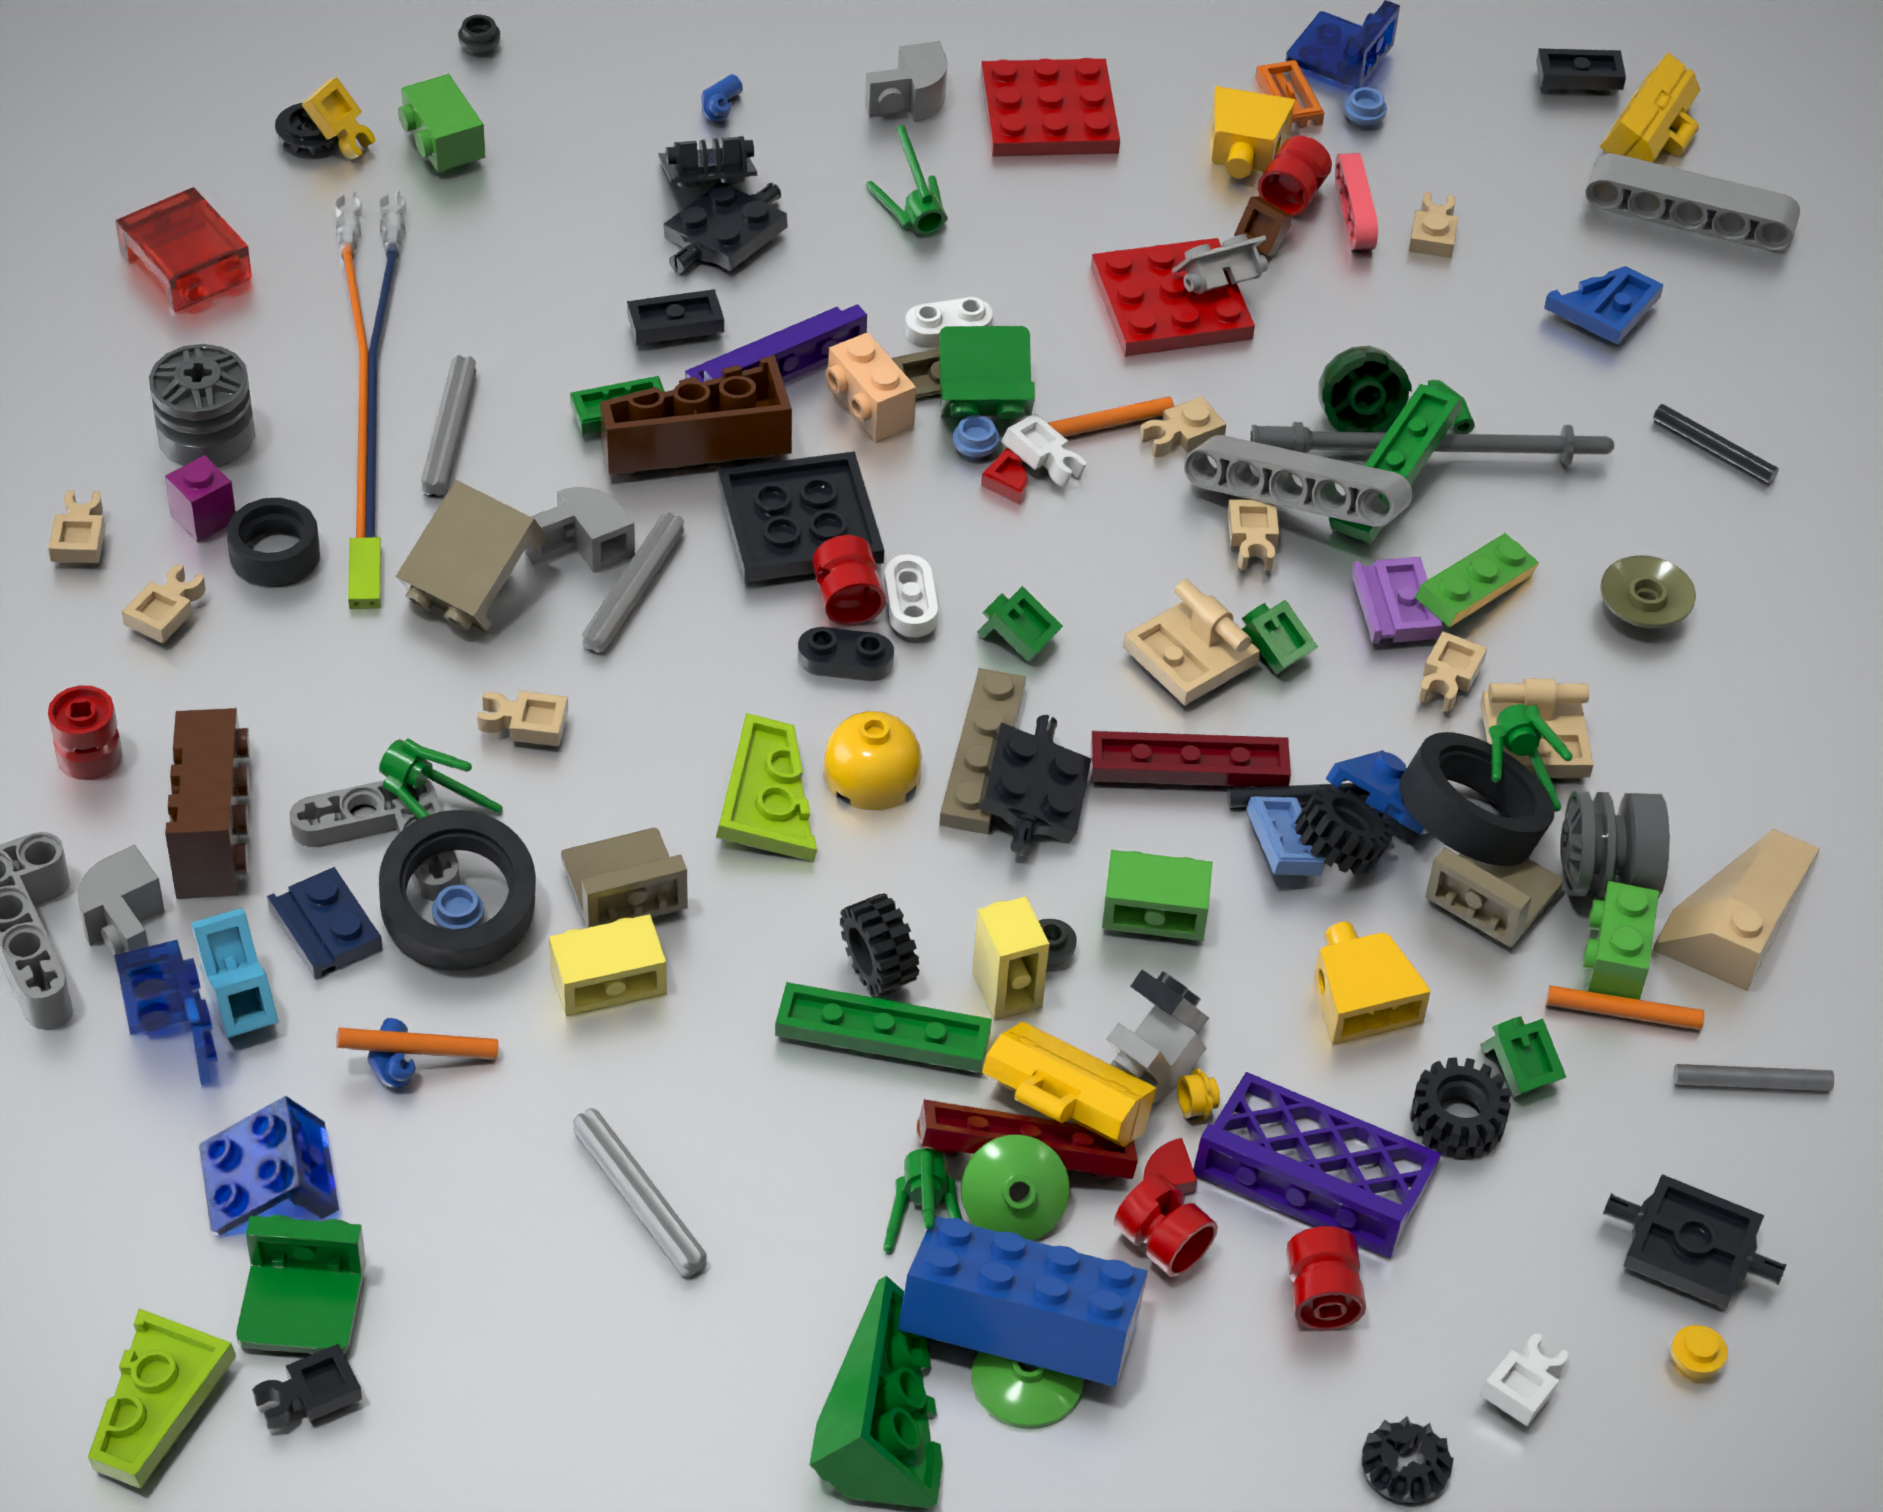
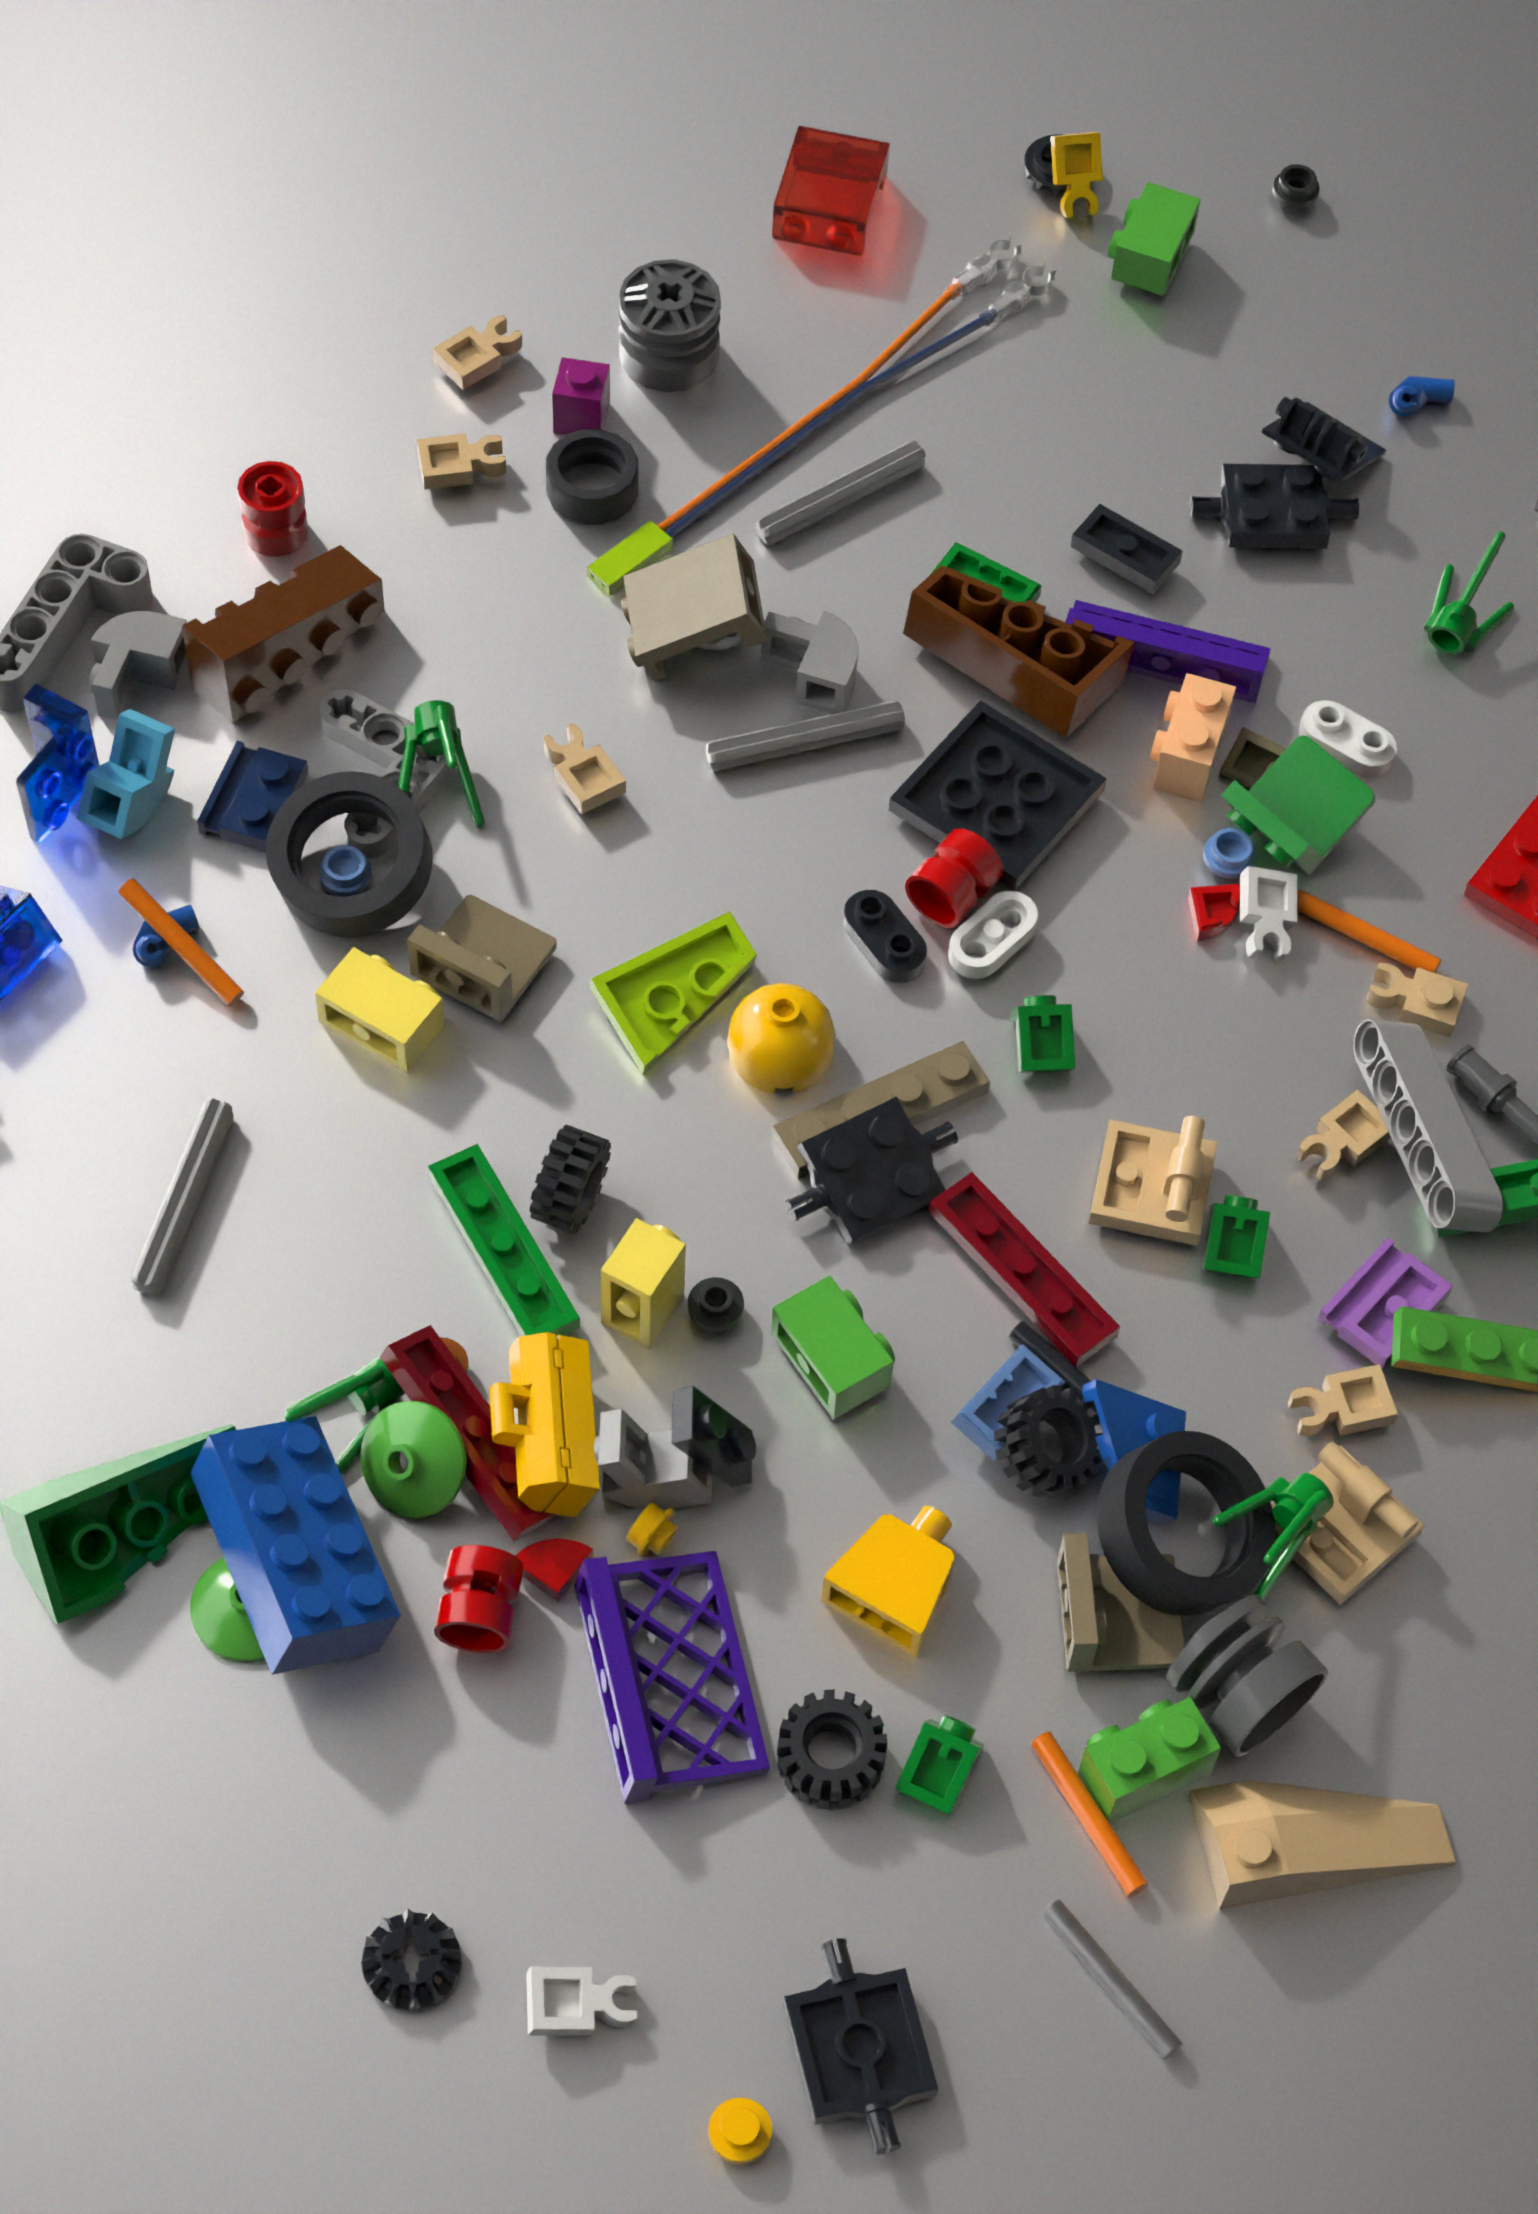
camera: 50 degrees right, 10 degrees up
(1325, 1278) = (539, 1758): red wheel -> none

